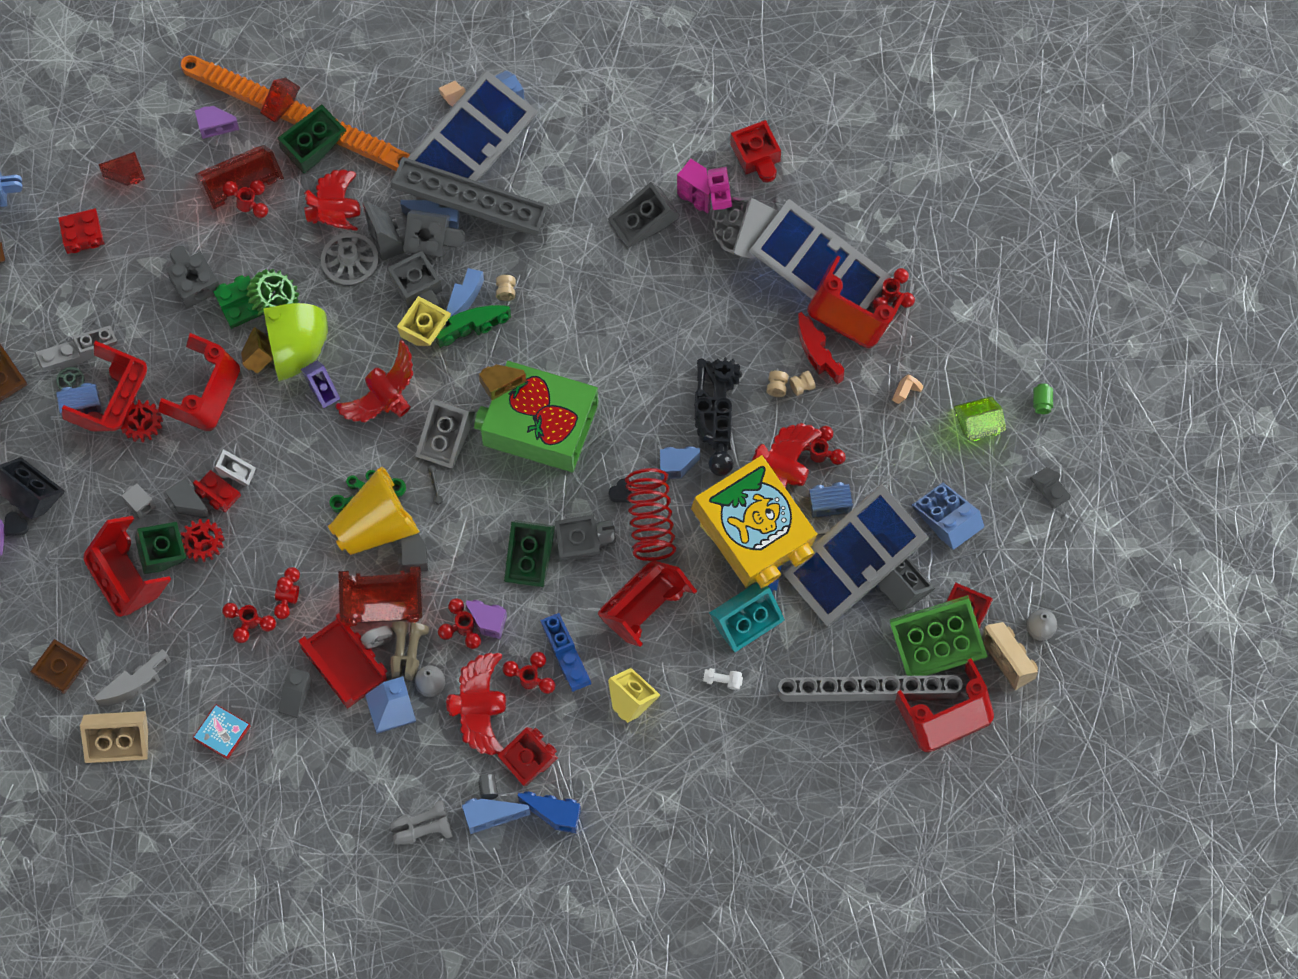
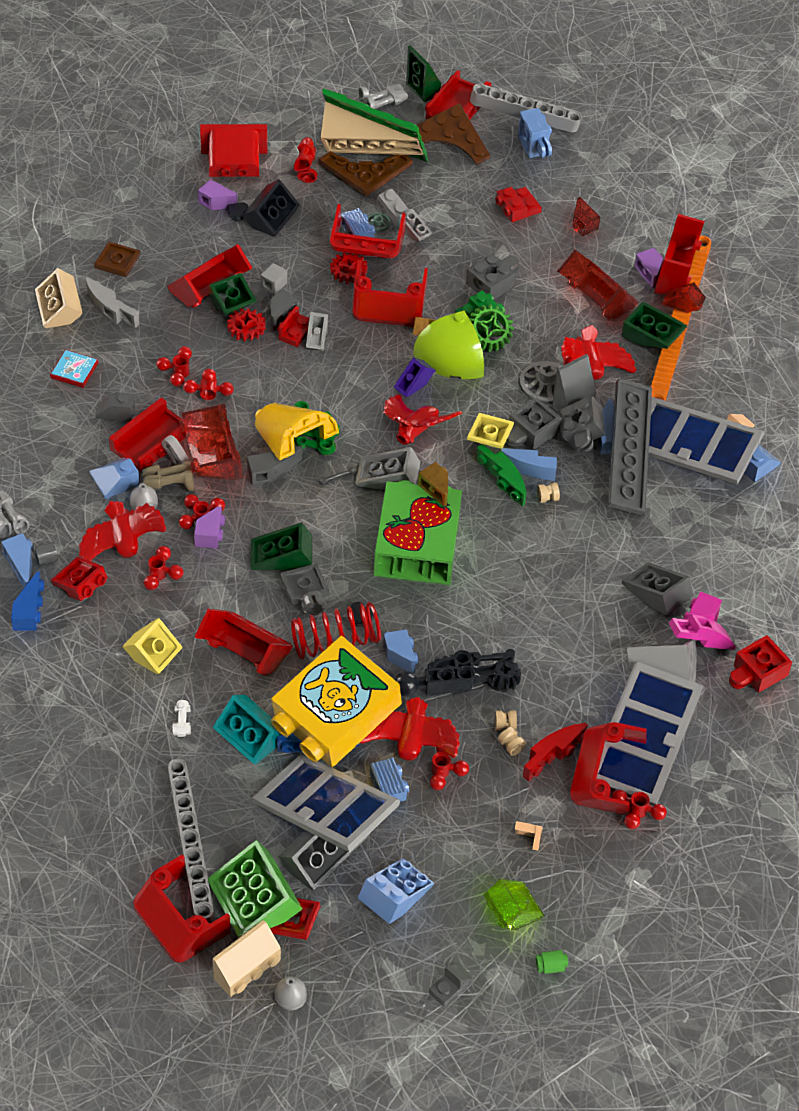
camera: 75 degrees right, 15 degrees down
(208, 89) = (680, 254): none -> red windscreen
(256, 188) = (577, 304): red piece -> none
(565, 652) = (188, 592): blue slope -> none

